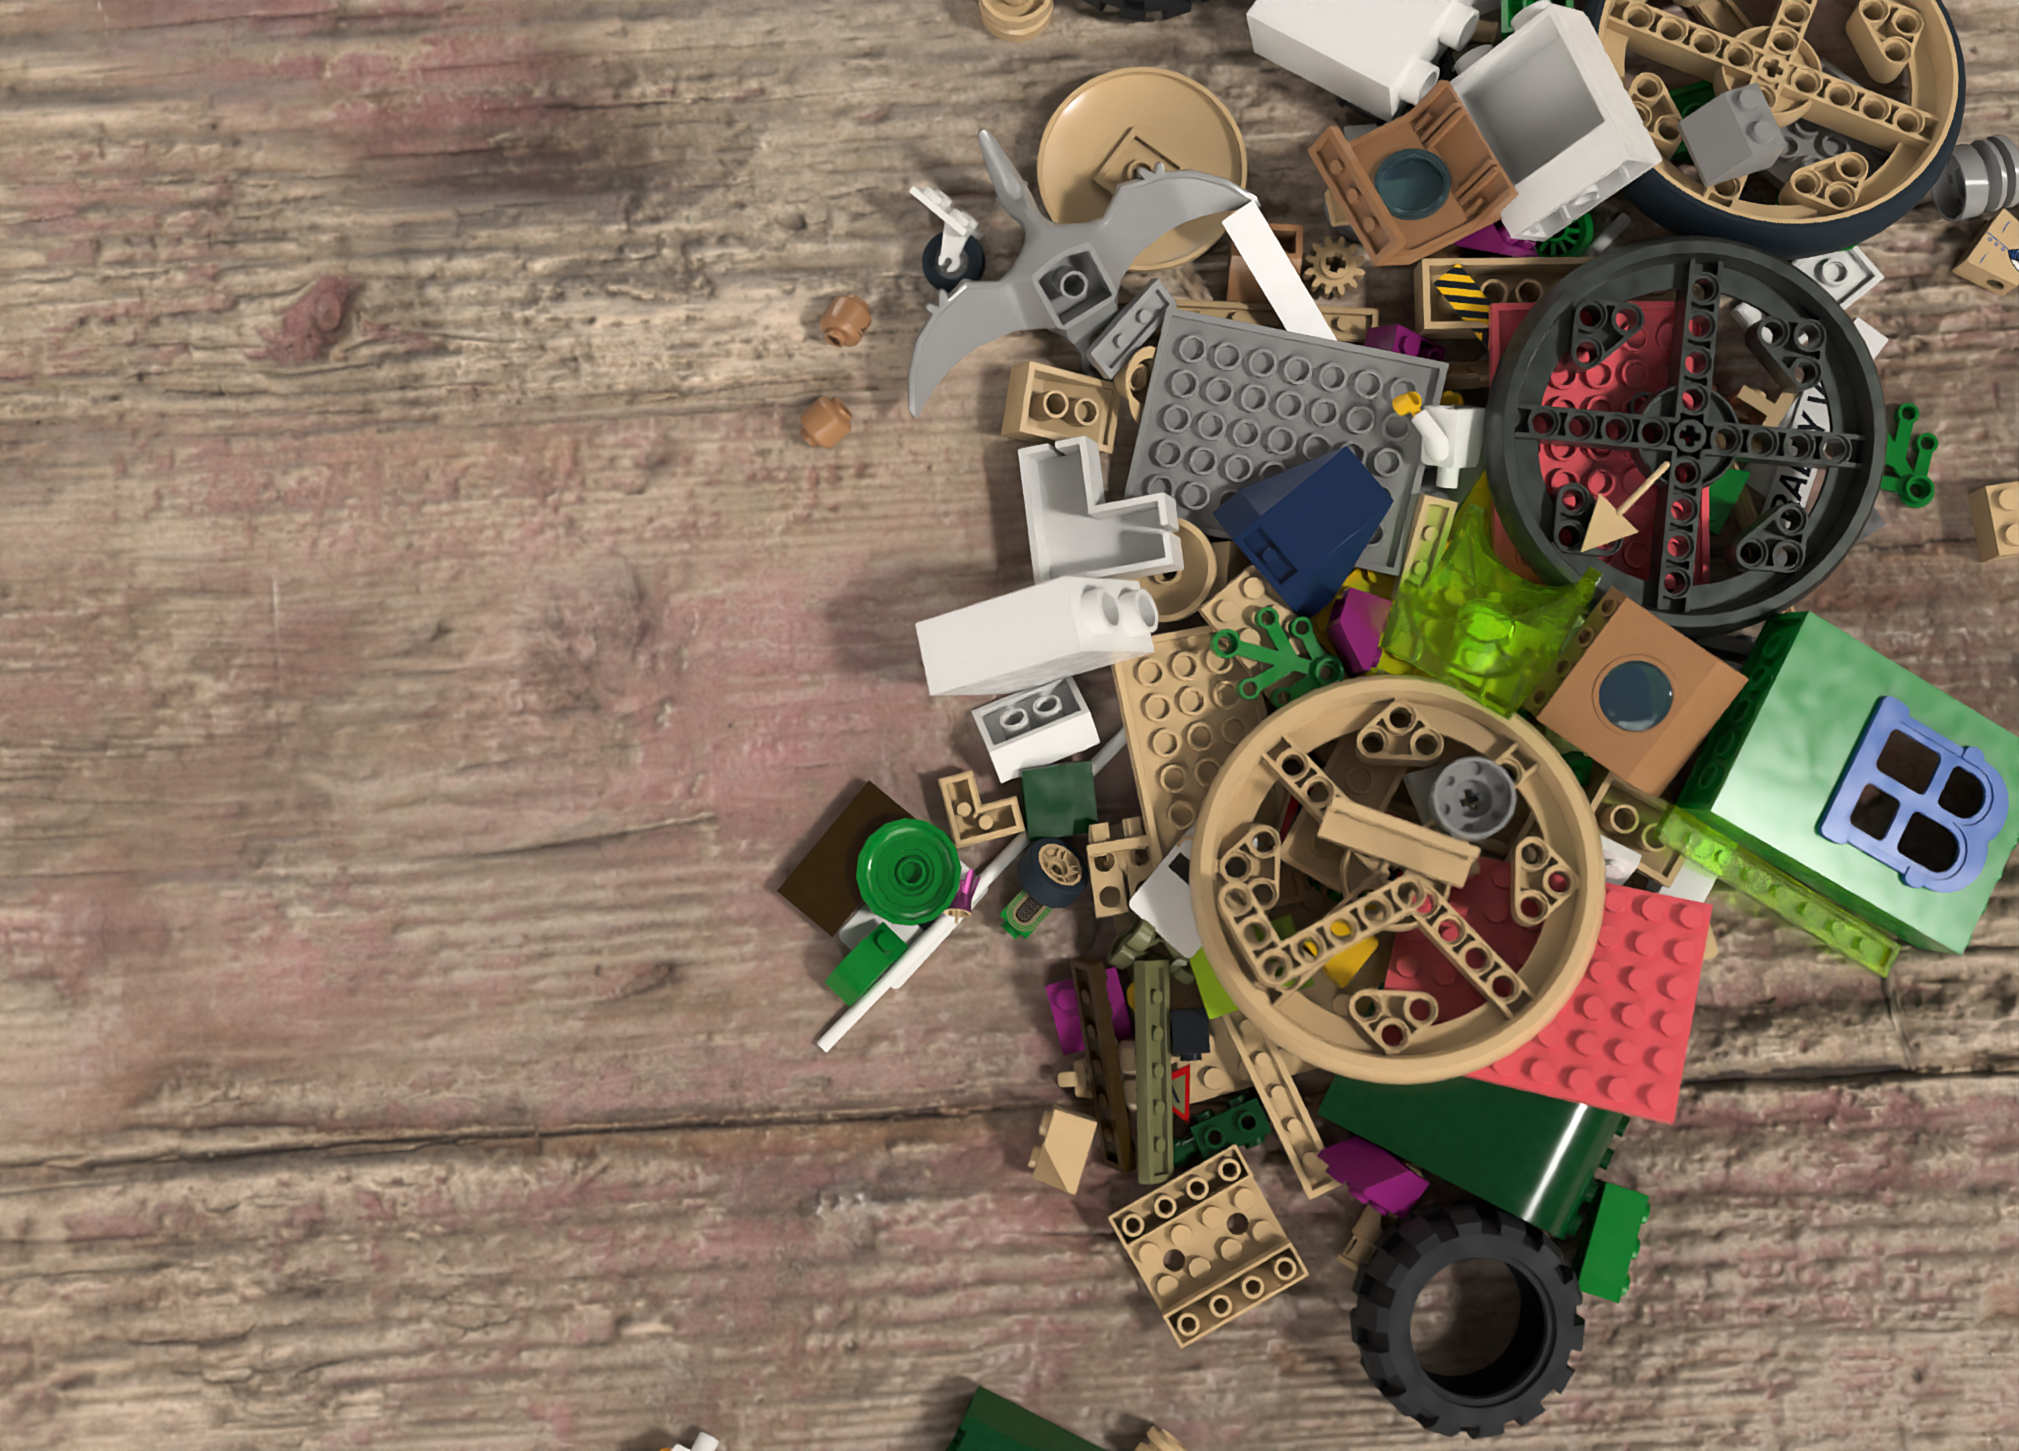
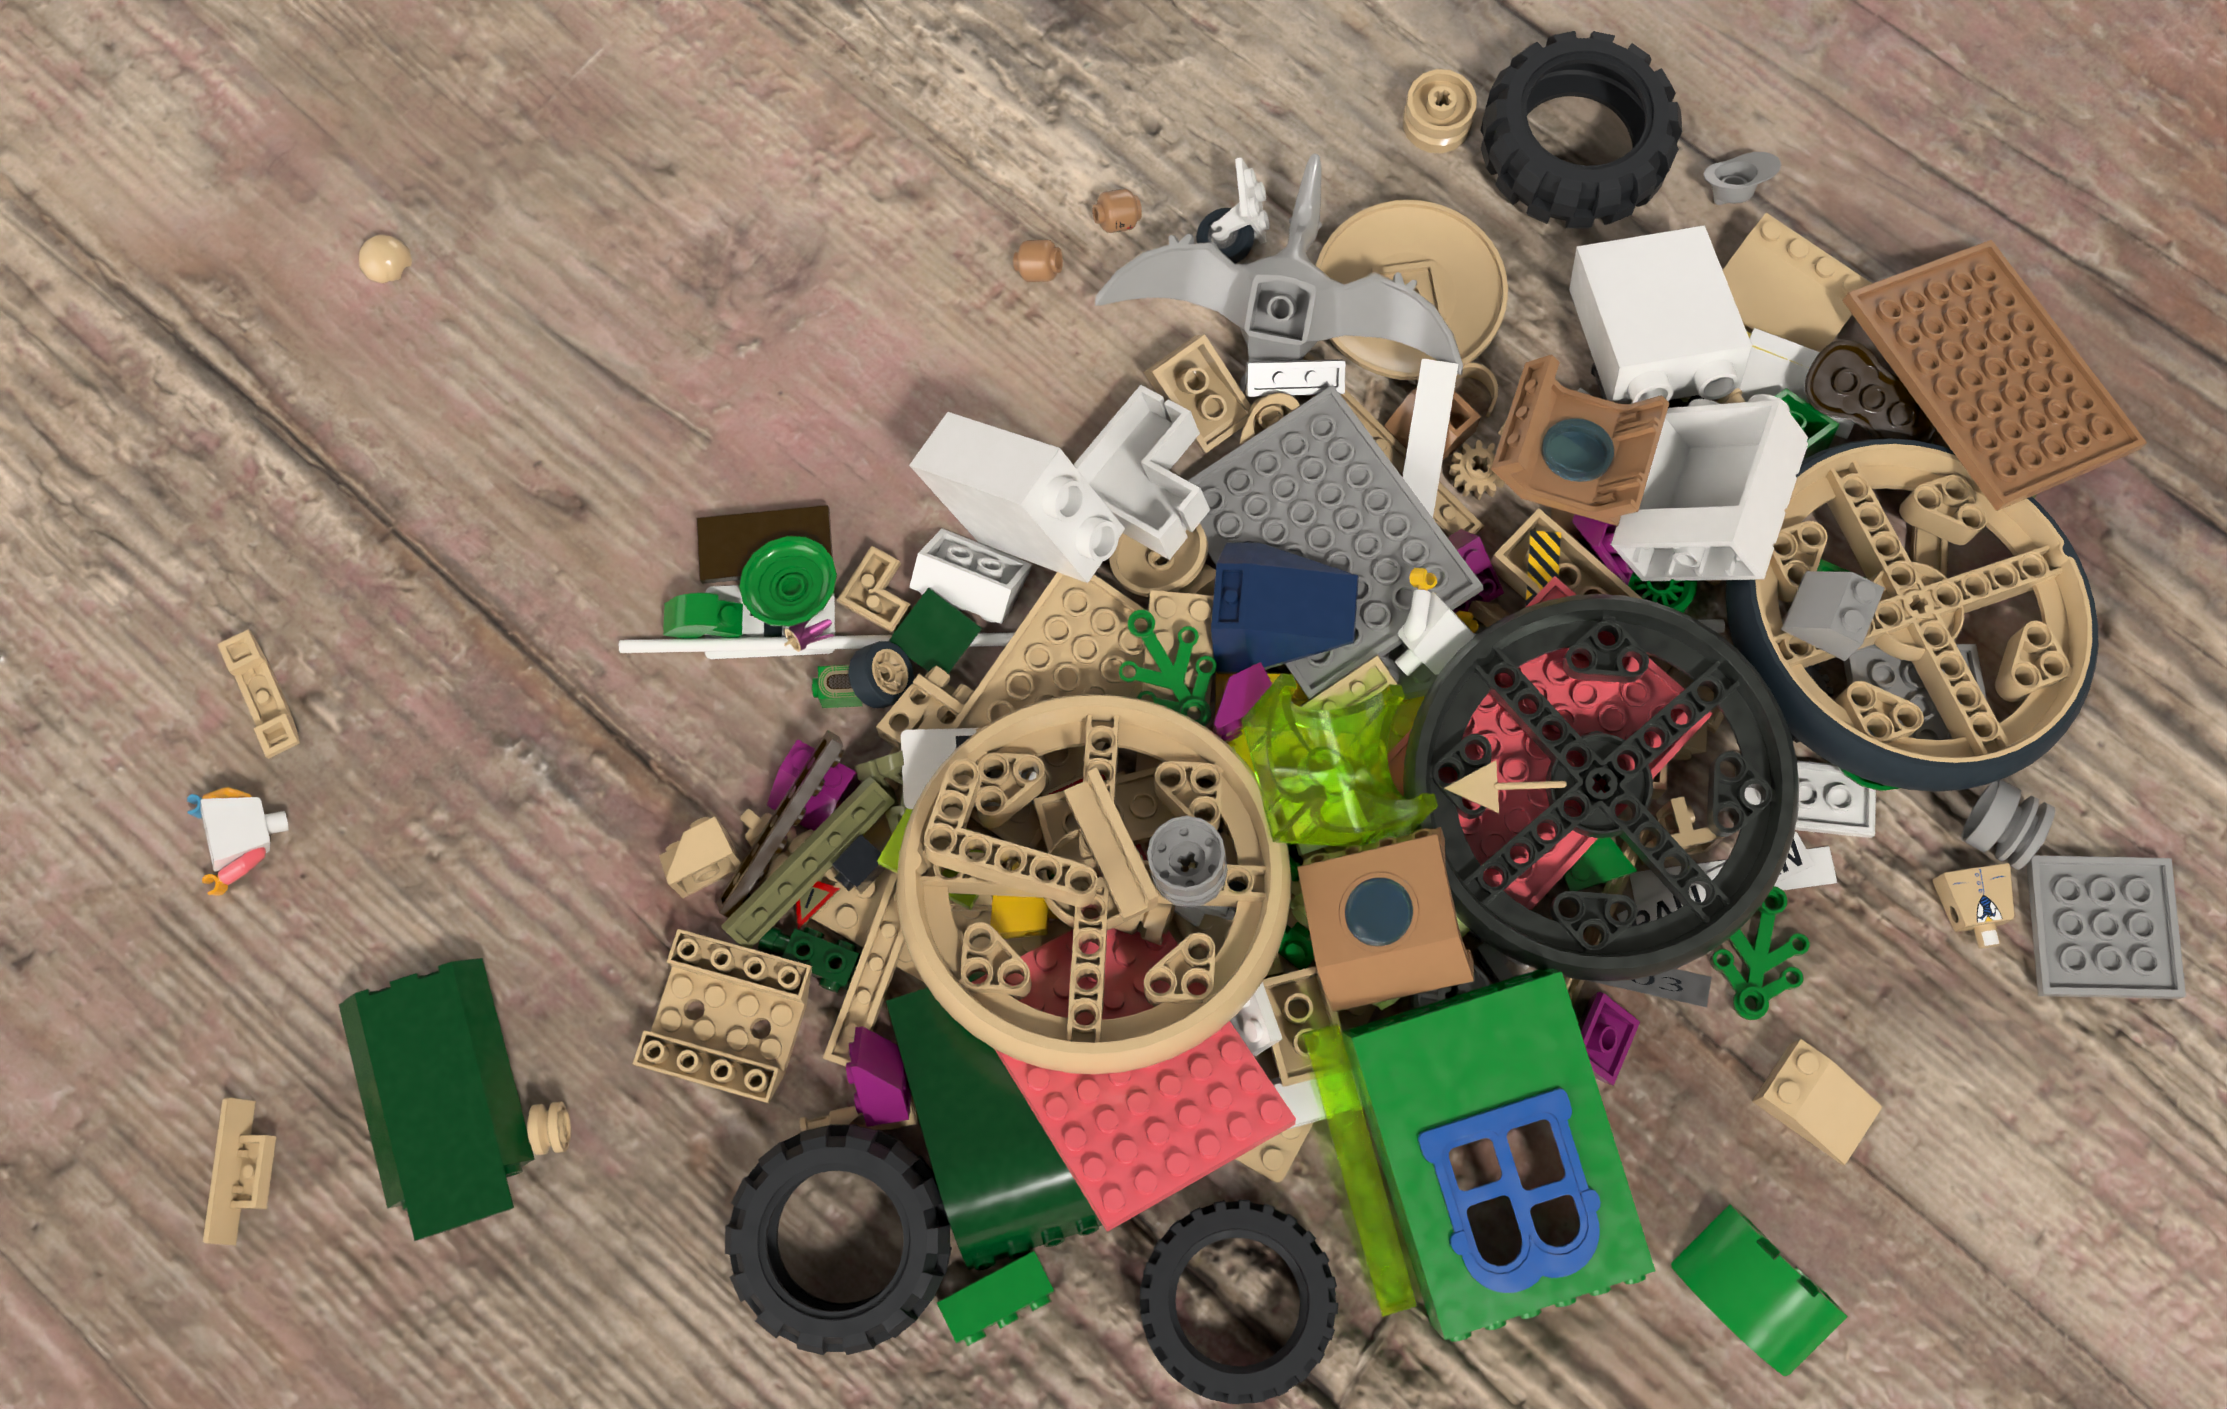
camera: 45 degrees right, 10 degrees down
(291, 929) = (384, 258): none -> tan hair
(584, 1364) = (261, 693): none -> tan slope
(1273, 187) = (1484, 375): none -> tan helmet
(1843, 610) = (1607, 1035): none -> magenta slope
(1858, 1084) = (1316, 1293): none -> black tyre

